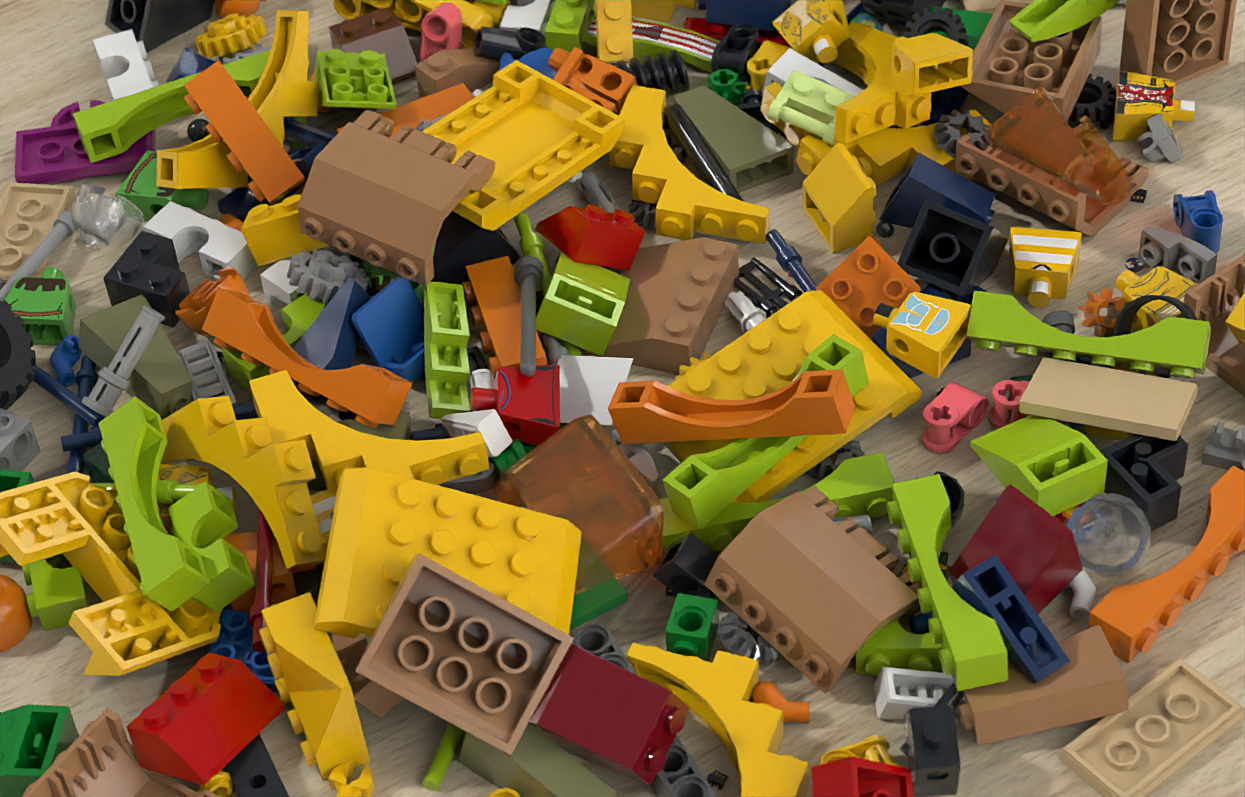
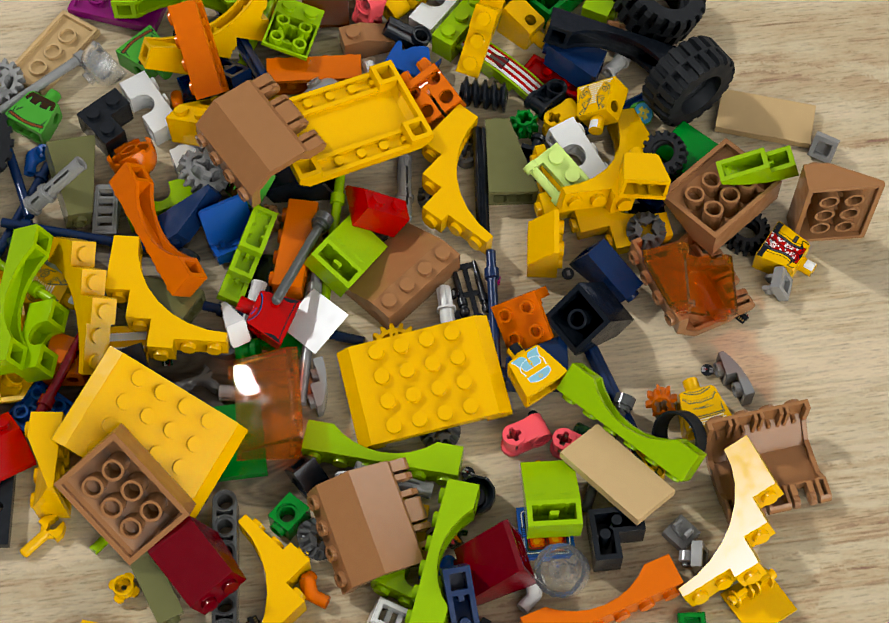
camera: 20 degrees right, 15 degrees up
(715, 479) = (437, 394): lime arch -> none
(808, 406) = (408, 407): orange arch -> none
(1043, 263) = (646, 347): yellow torso -> none
(1199, 218) = (766, 354): blue piece -> none

